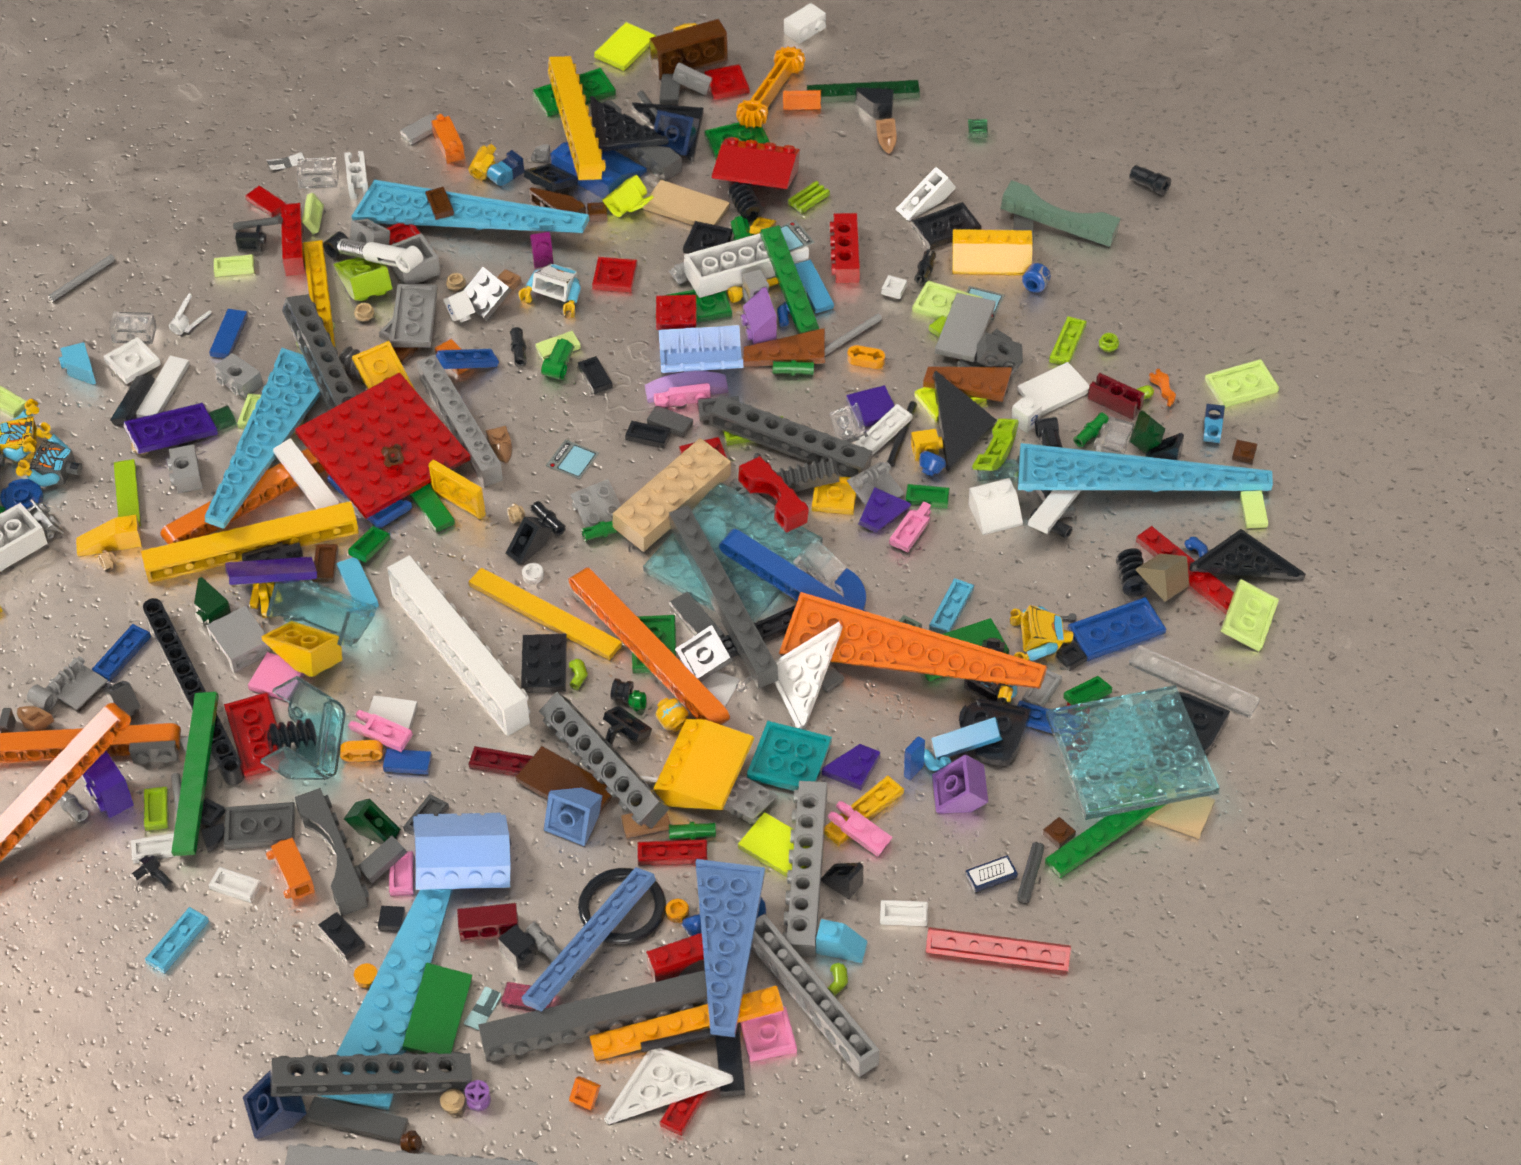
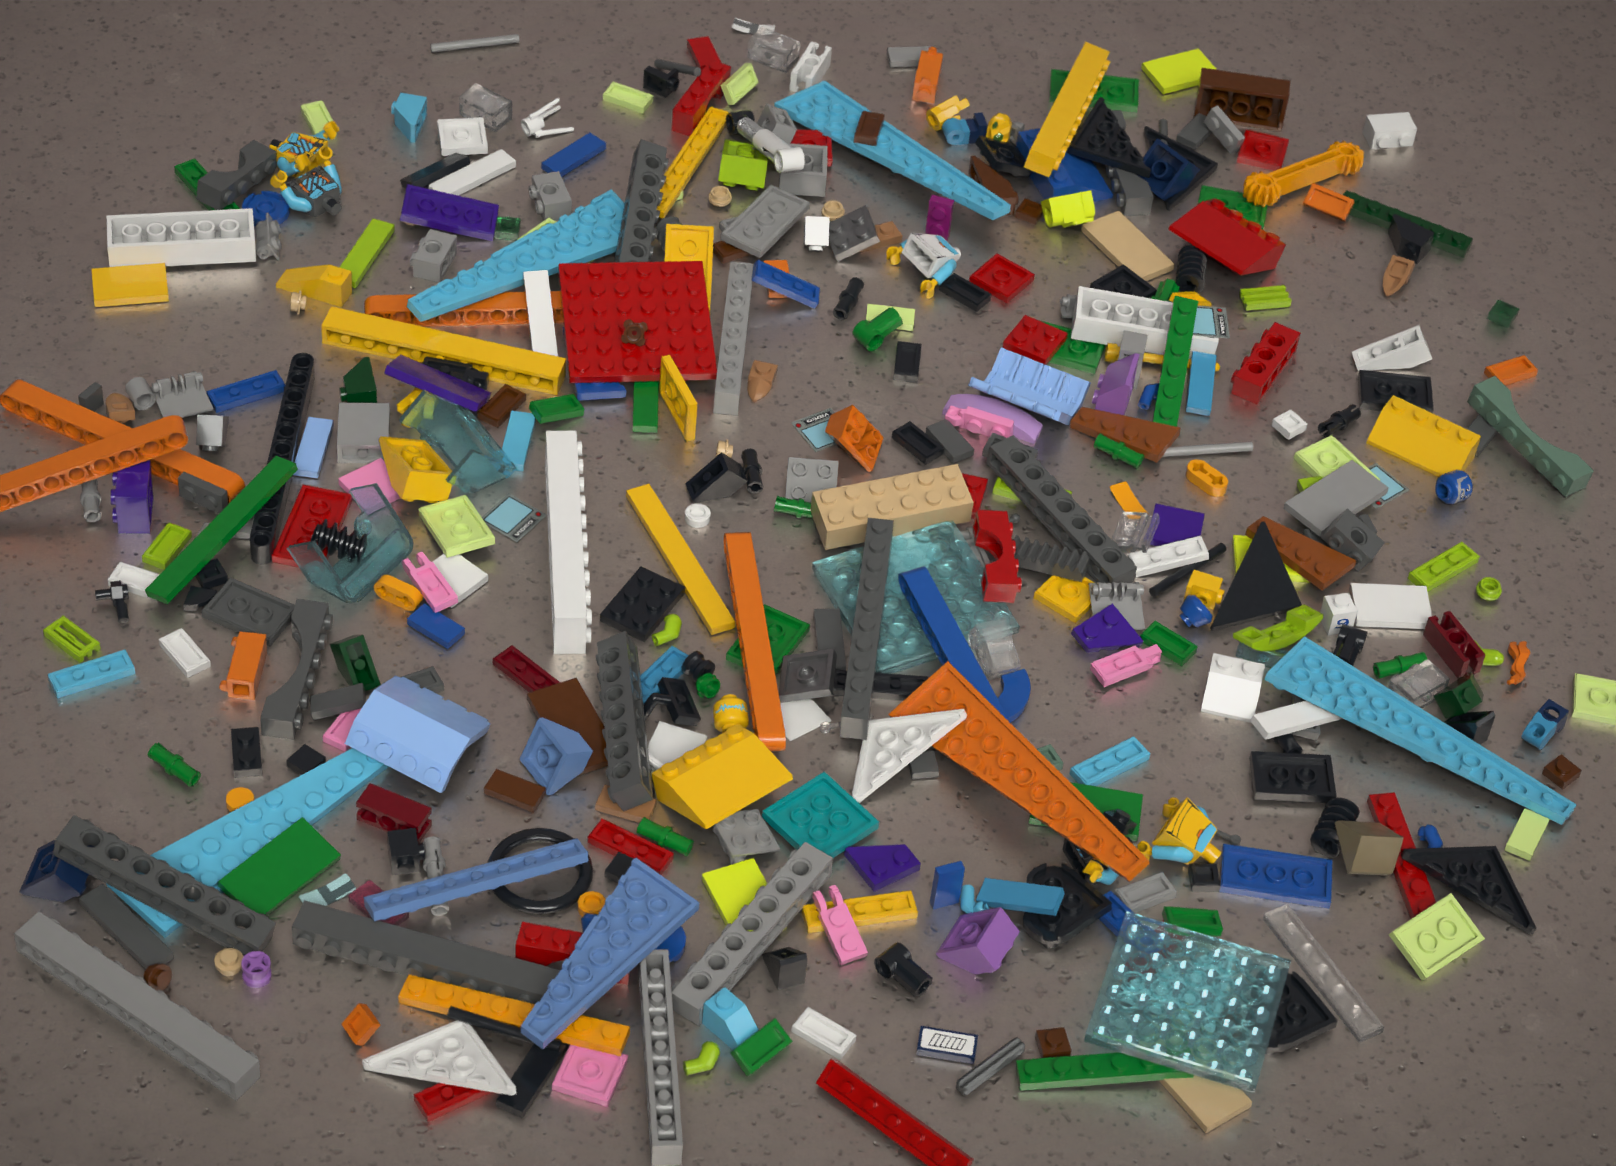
camera: 25 degrees right, 5 degrees down
(139, 925) = (68, 642): none -> lime tile
(208, 668) = (313, 447): none -> light blue tile
(296, 975) = (174, 764): none -> green pin
(365, 675) = (456, 526): none -> yellowish green tile
(398, 646) = (513, 517): none -> sticker
(532, 156) = (999, 127): none -> yellow rock
(559, 855) = (514, 790): none -> reddish brown tile
(597, 299) = (965, 292): none -> black tile
(597, 704) = (667, 665): none -> dark azure tile
(602, 453) = (855, 436): none -> orange slope
(646, 757) = (672, 742): none -> white sticker
(680, 871) = (618, 867): none -> black tile
(822, 401) = (1126, 498): none -> light orange sticker
(871, 947) = (761, 1047): none -> green tile
(918, 834) = (898, 964): none -> black piece
(1011, 169) = (1512, 370): none -> orange tile
(1079, 551) = (1292, 777): none -> black plate

